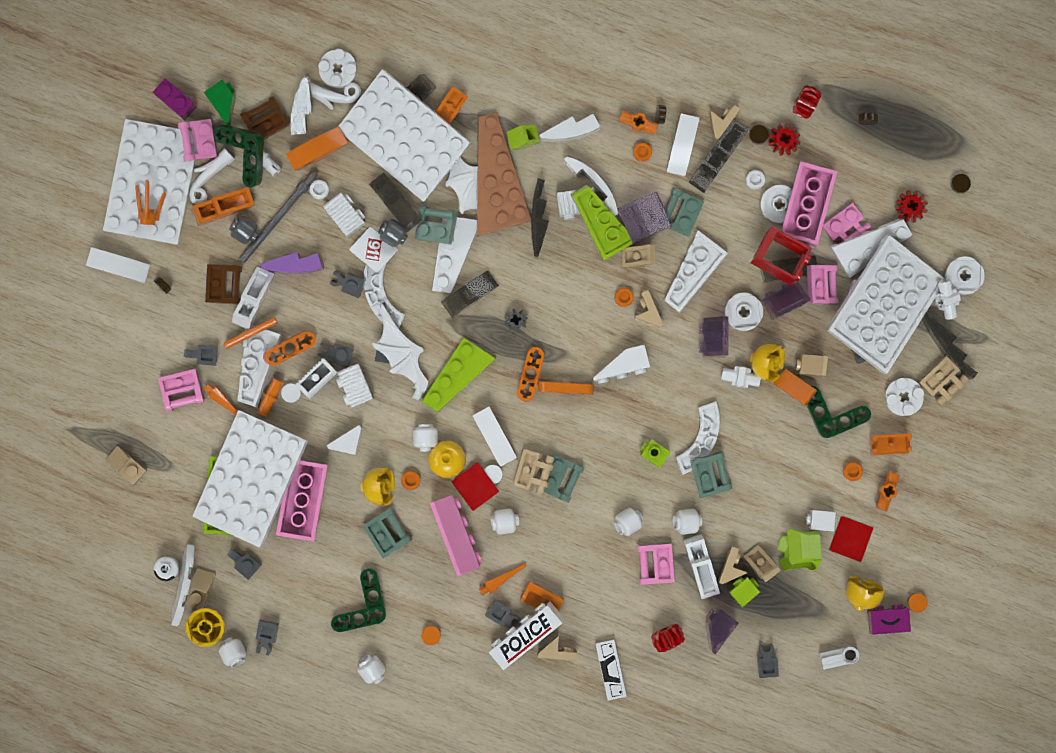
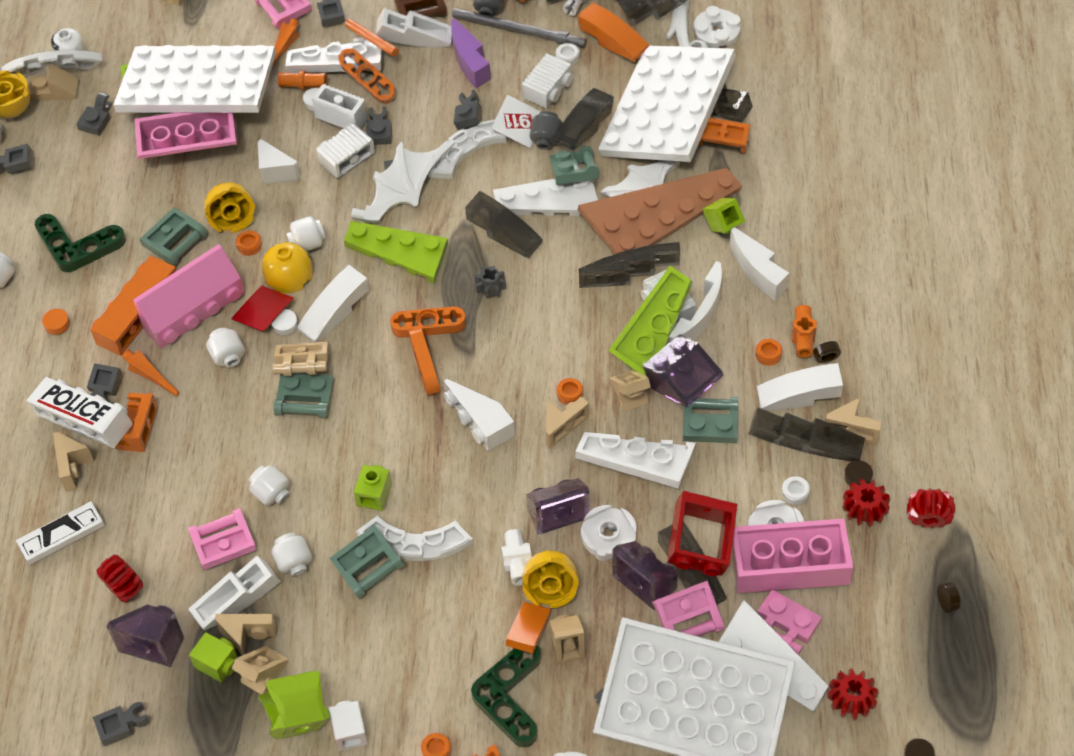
camera: 75 degrees right, 30 degrees down
(441, 575) = (120, 321): none -> orange brick

